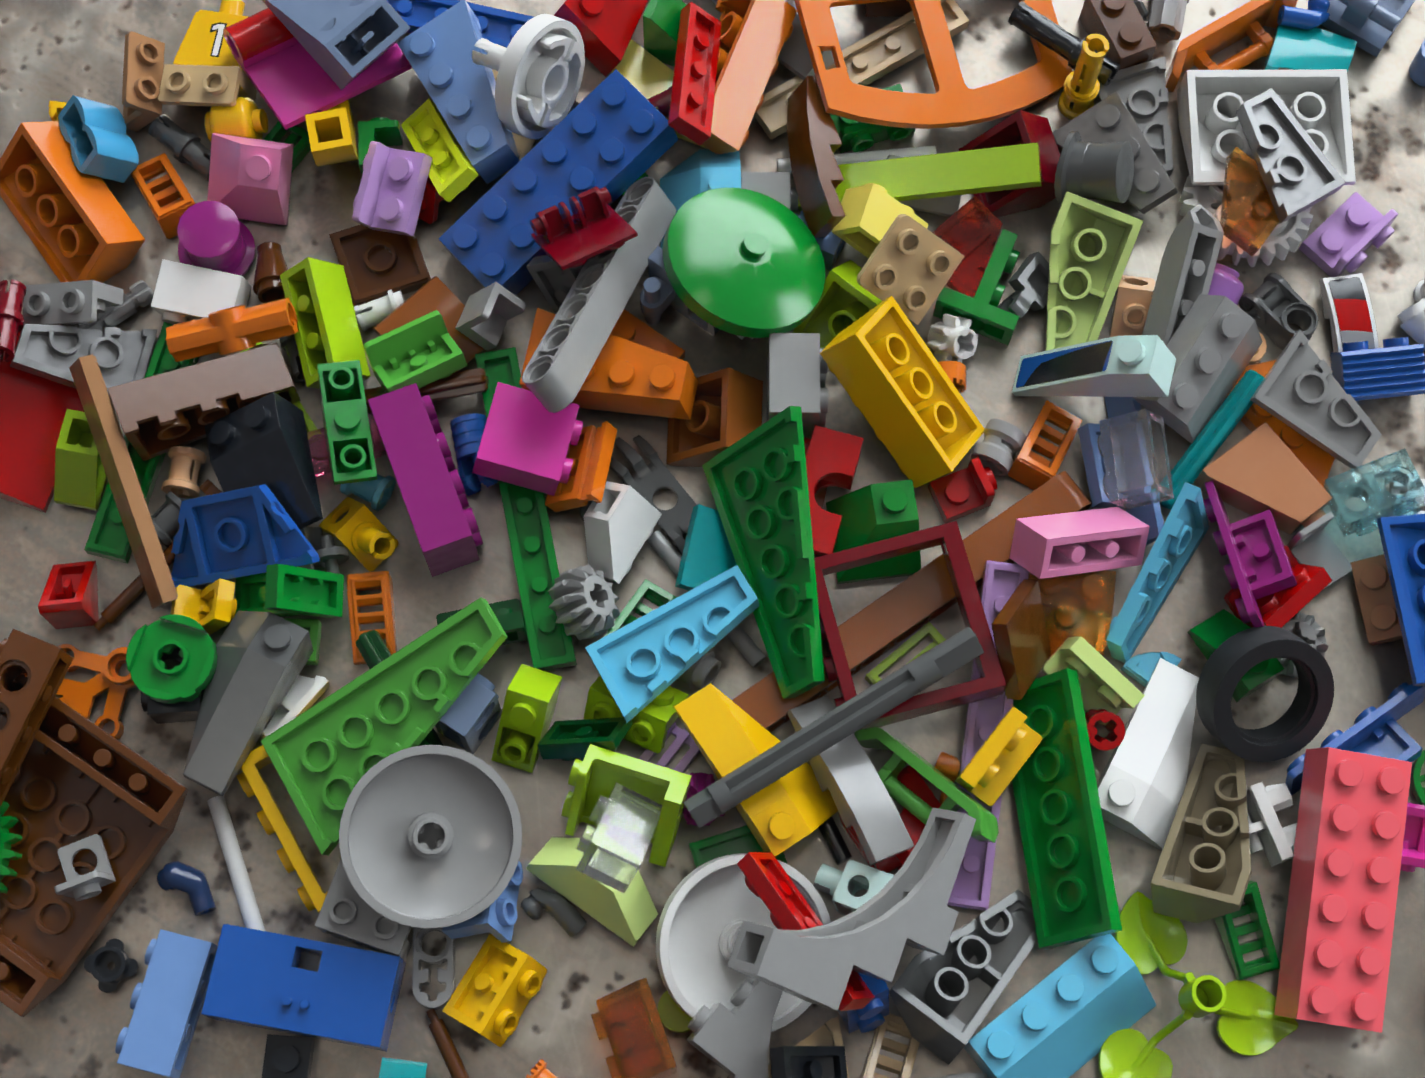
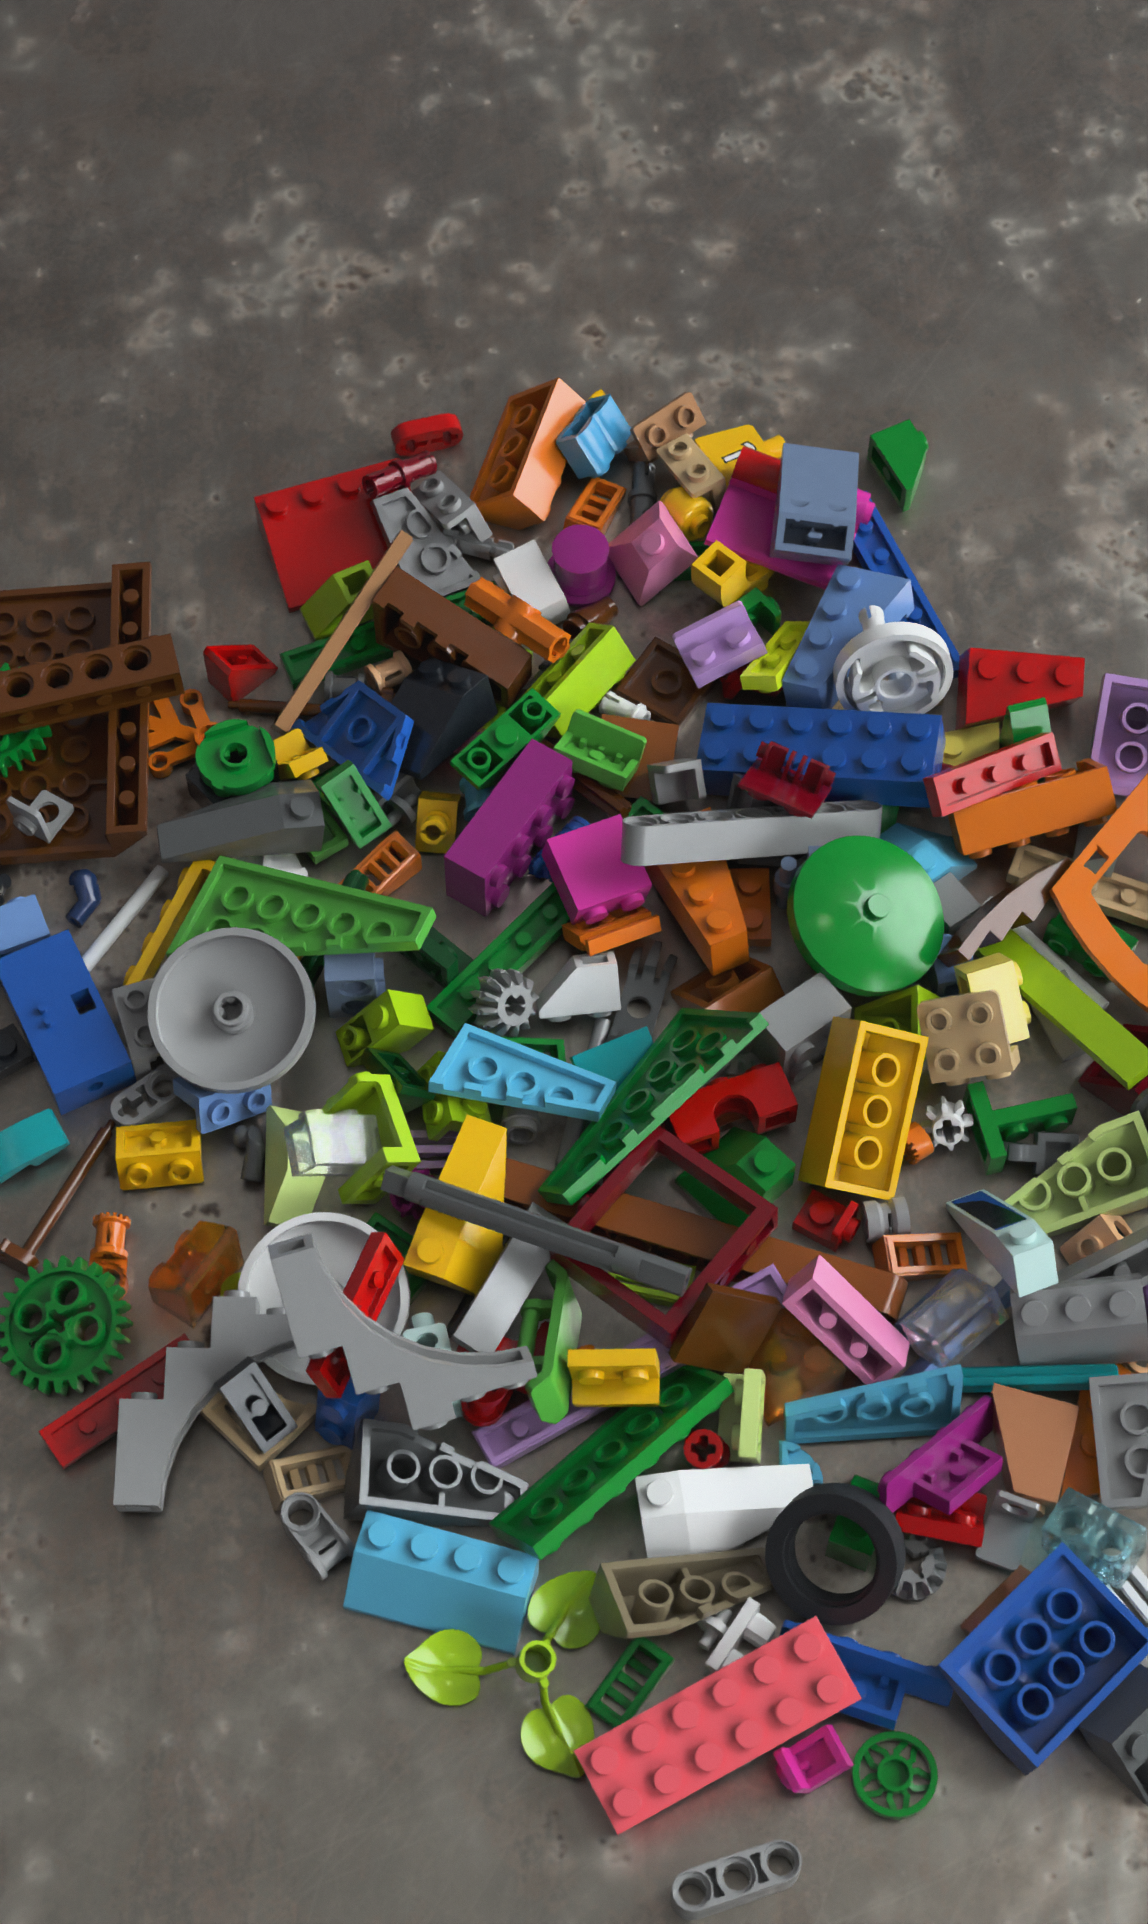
camera: 55 degrees right, 10 degrees down
(974, 234) = (1041, 1076): clear red wing -> none

